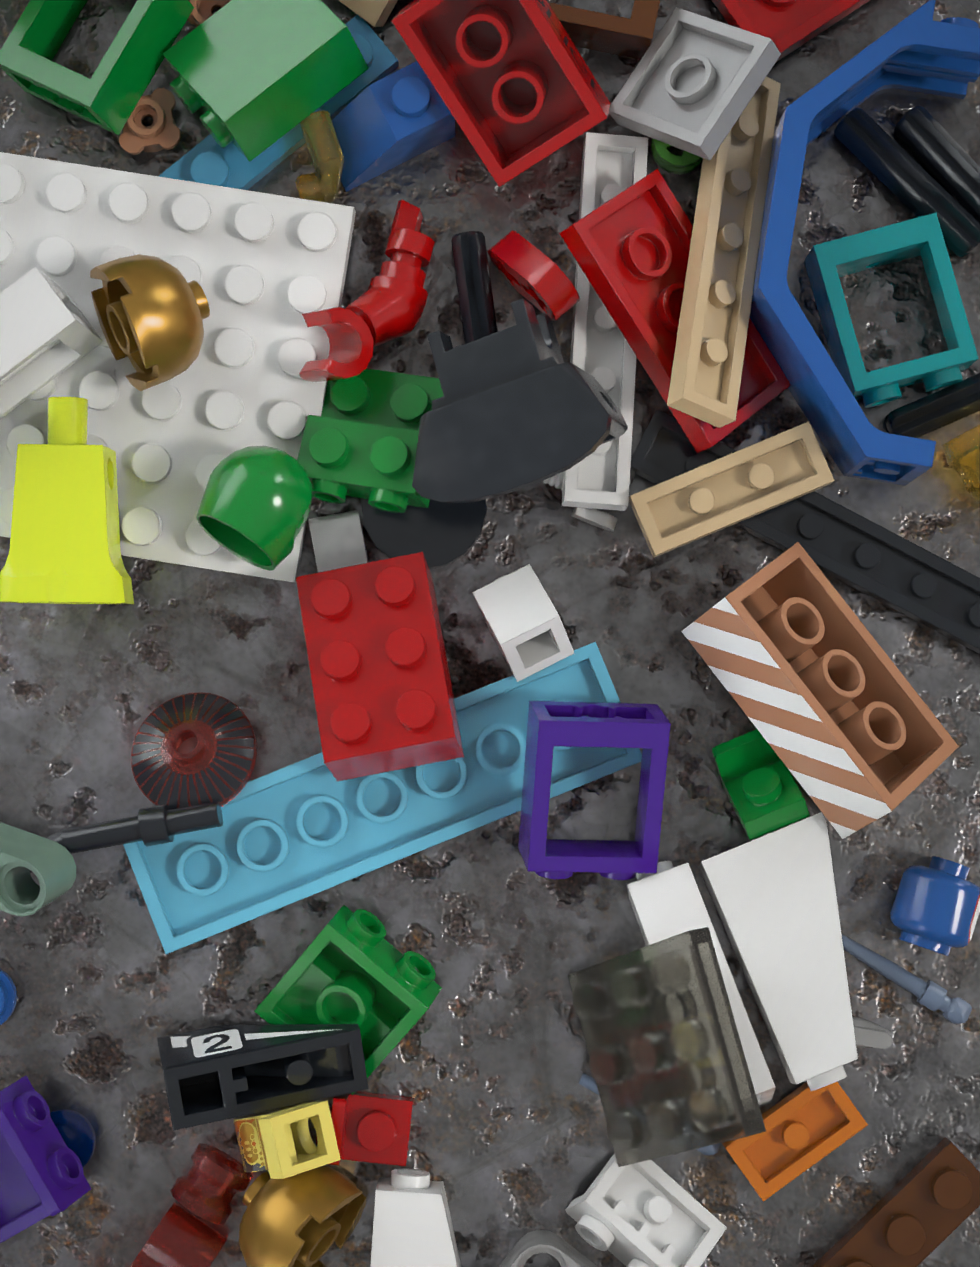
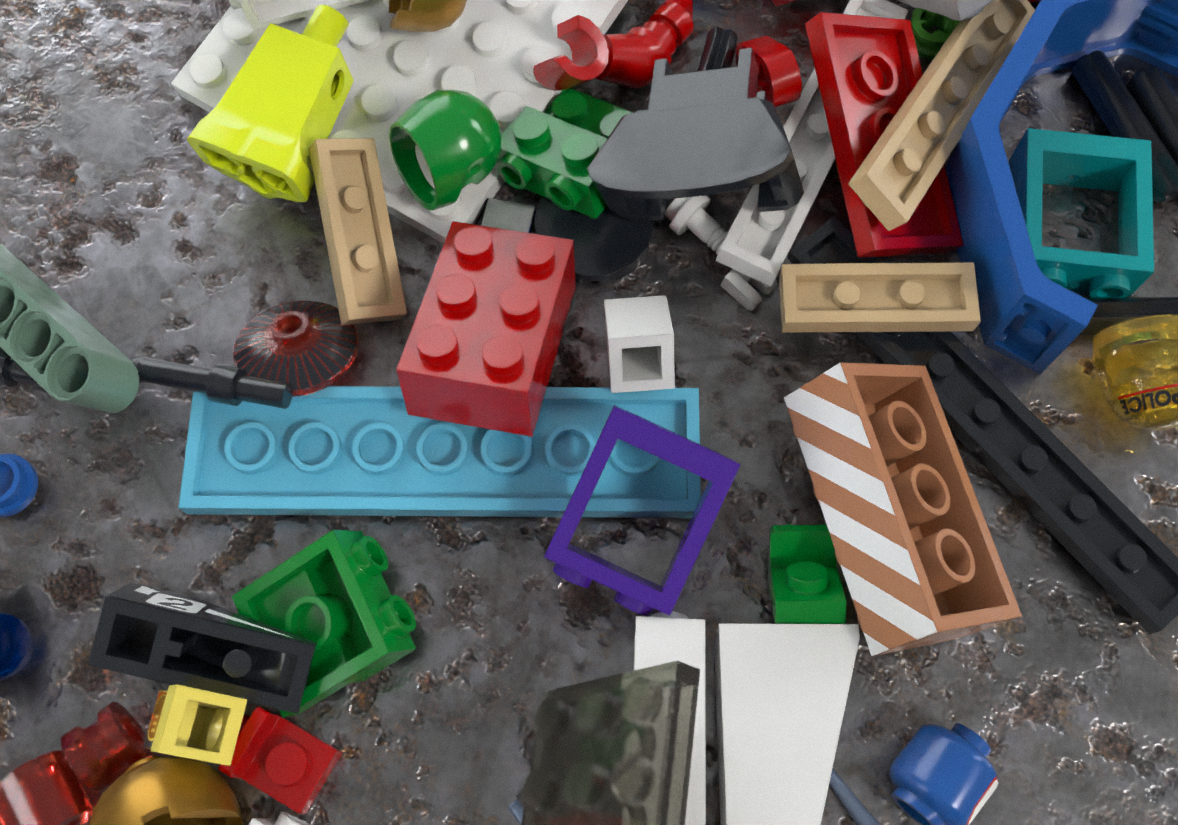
camera: 25 degrees right, 15 degrees down
(201, 615) = (357, 230): none -> tan plate

